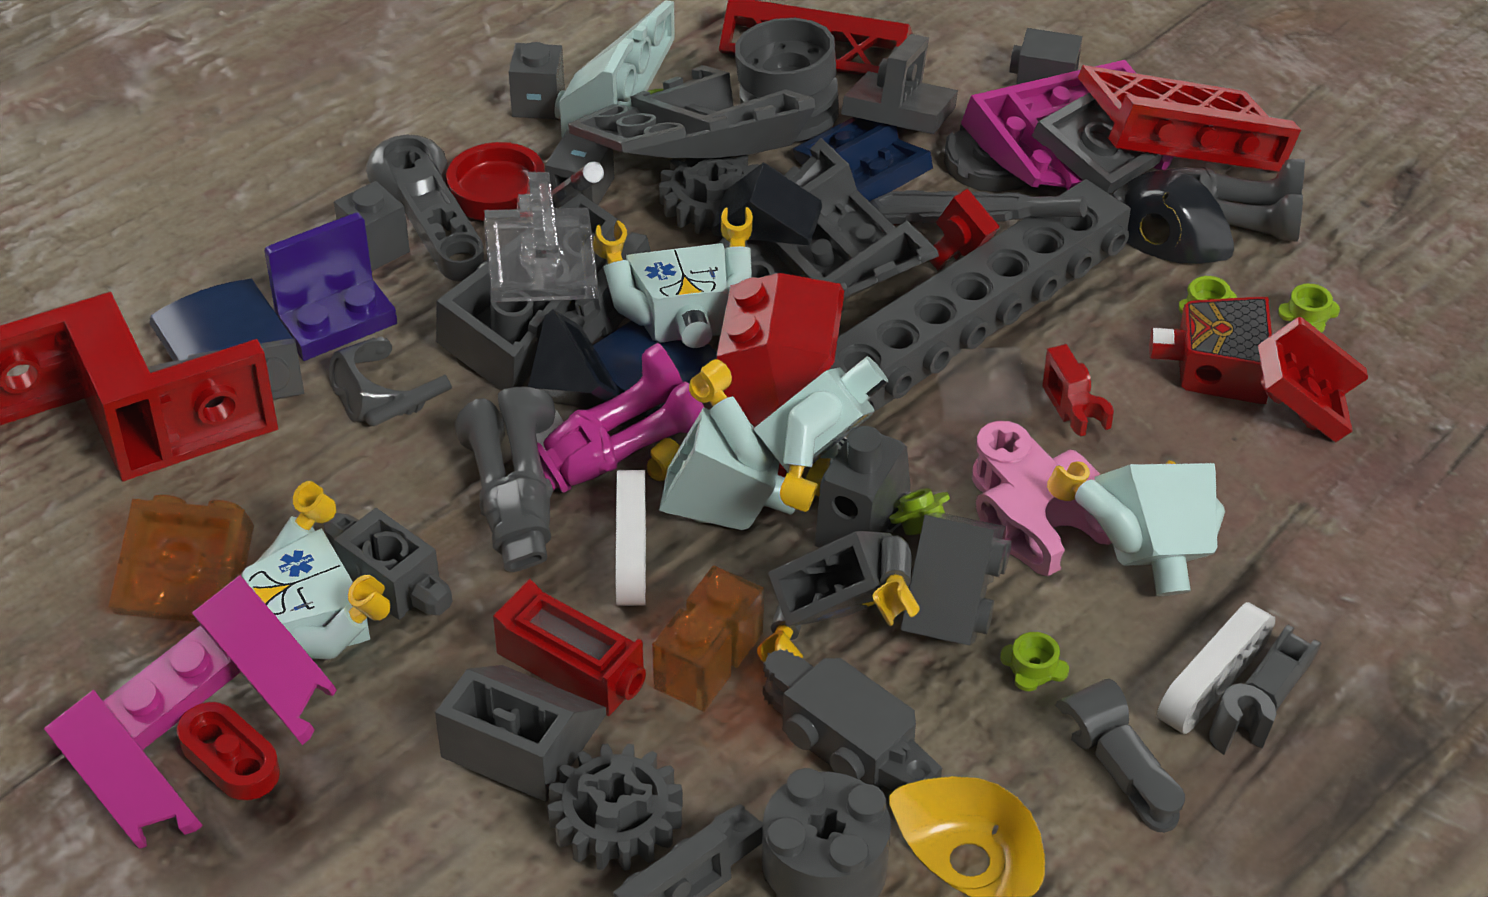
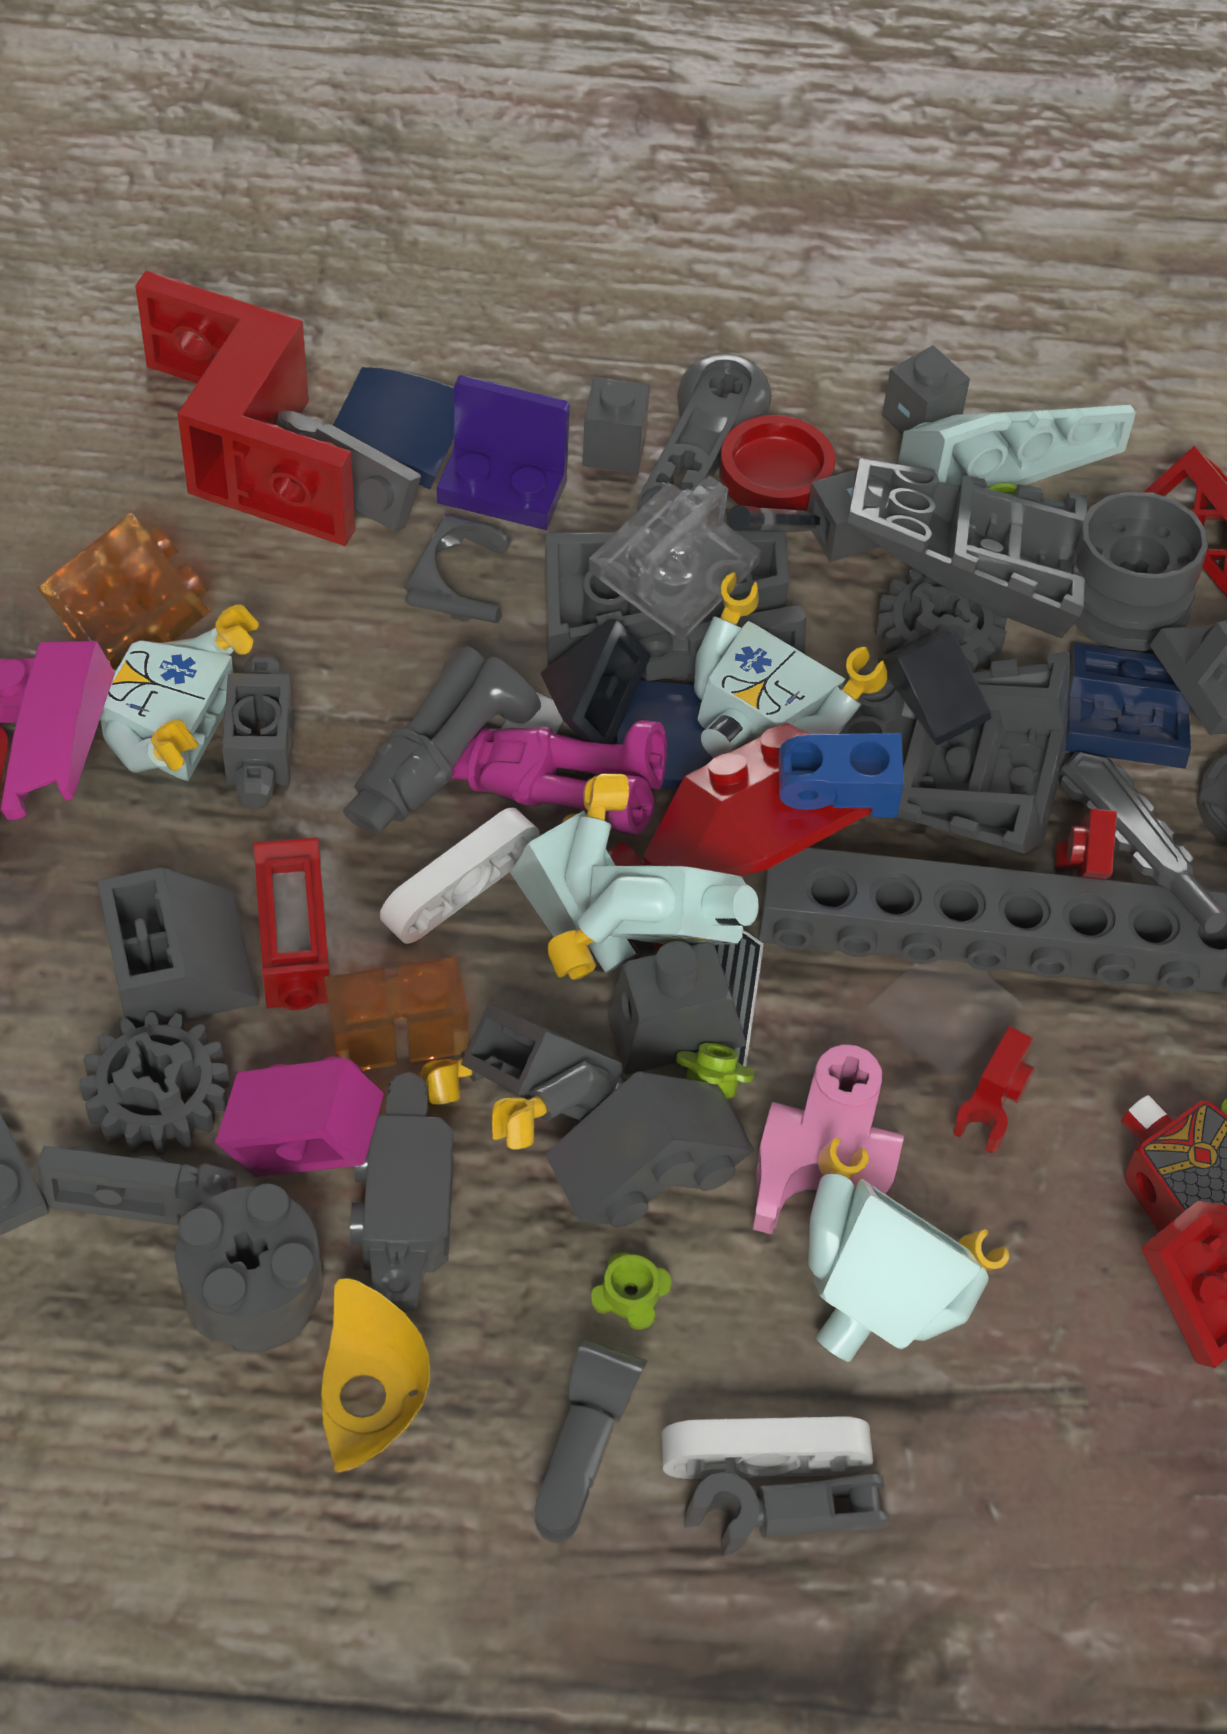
camera: 45 degrees right, 10 degrees up
(743, 733) = (300, 1117): none -> dark pink brick
(817, 270) = (843, 772): none -> blue leg

